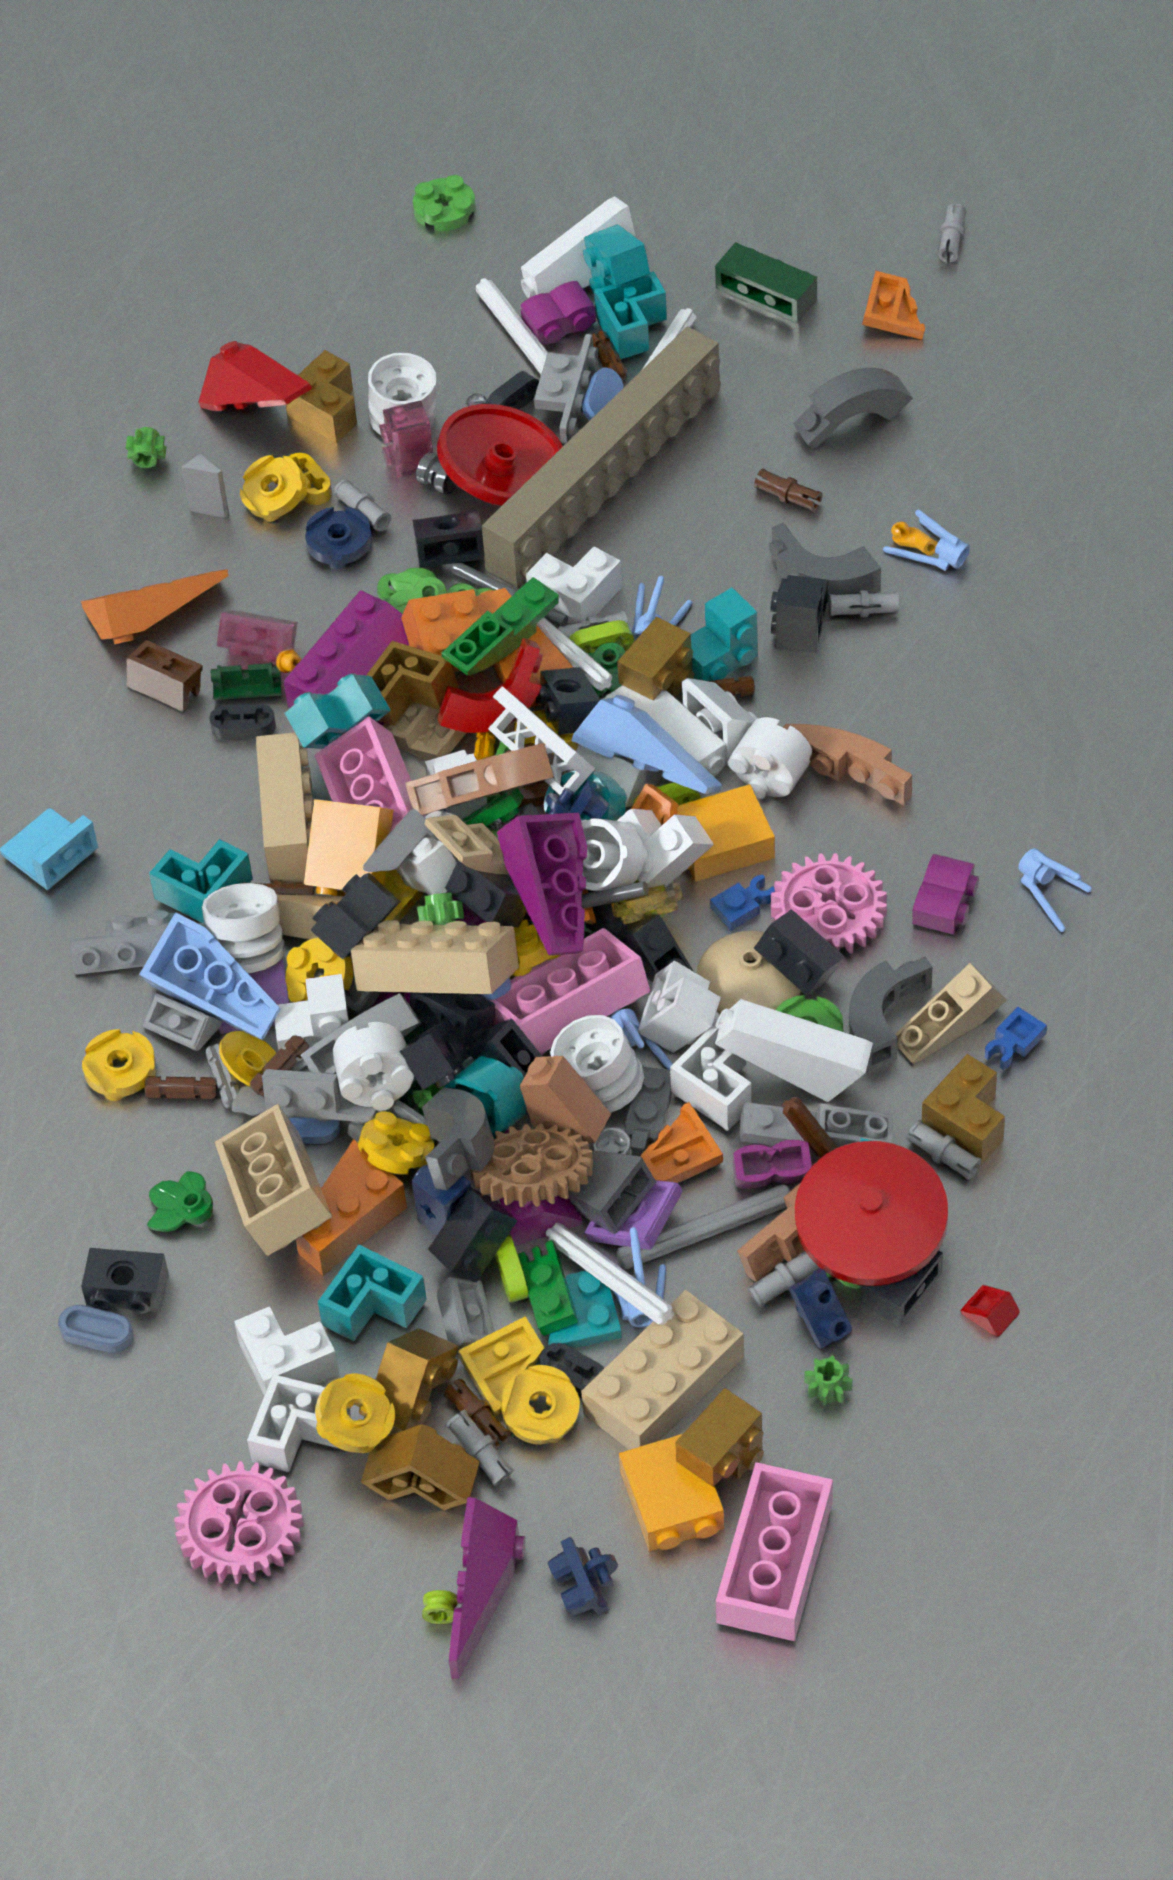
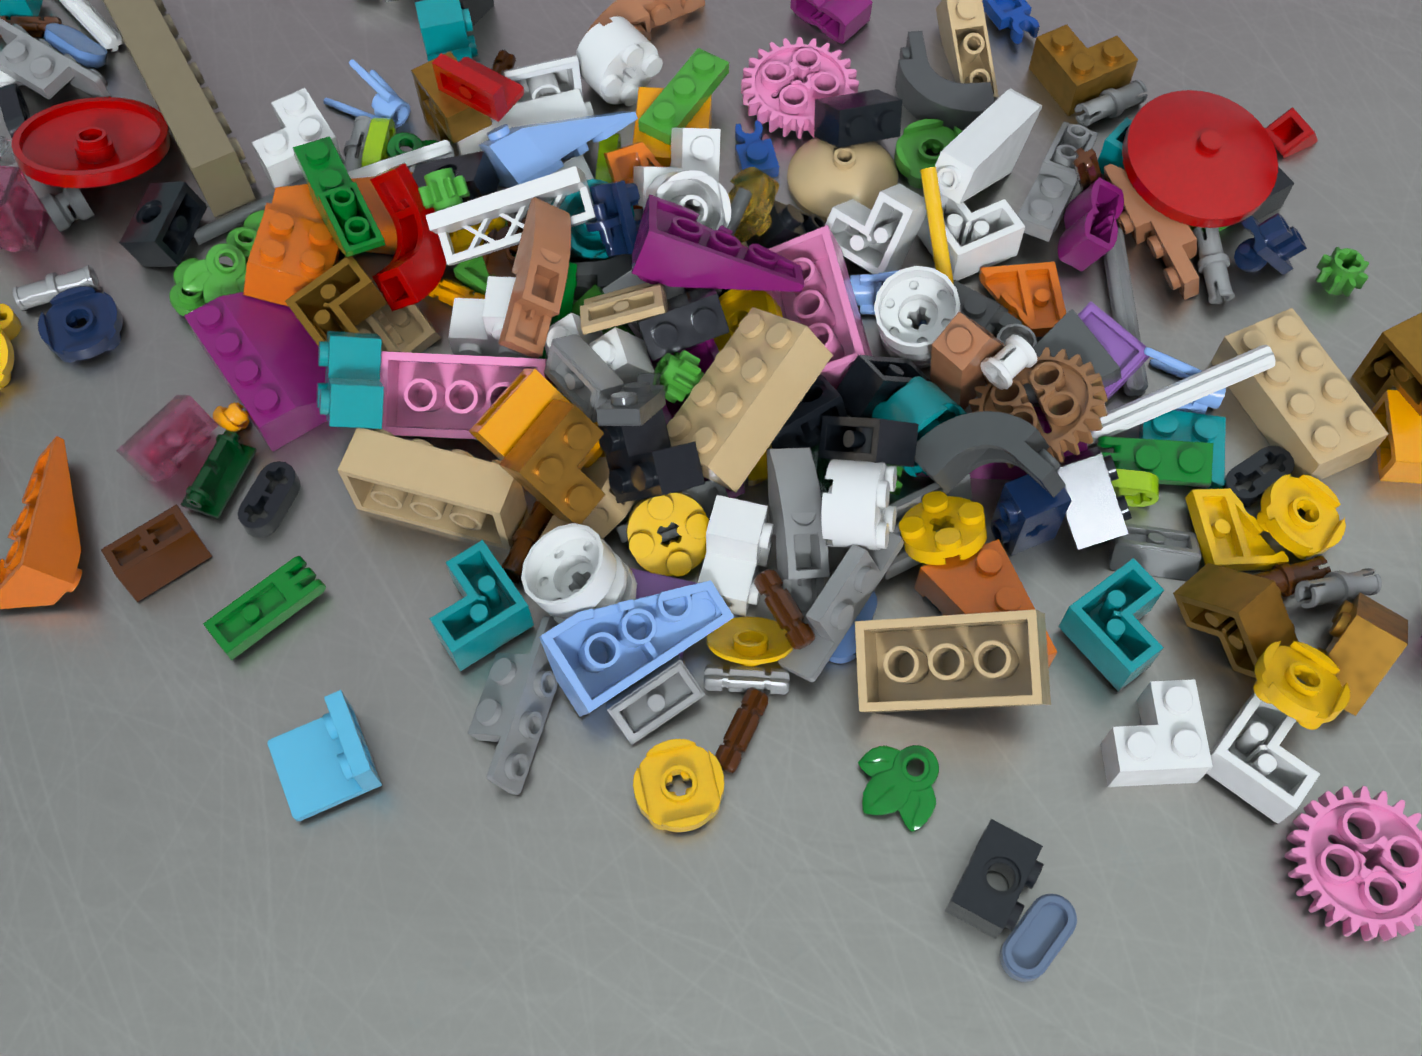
camera: 70 degrees left, 10 degrees up
(151, 758) = (264, 607): none -> green hinge
(310, 856) = (548, 461): none -> pearl gold brick
(377, 879) = (634, 403): none -> dark grey hinge
(533, 689) = (443, 189): none -> bright green gear
(554, 1122) = (1009, 362): none -> white bush
(655, 665) = (477, 85): none -> red panel
(686, 1039) = (936, 221): none -> yellow bar
(751, 817) = (684, 95): none -> bright green plate

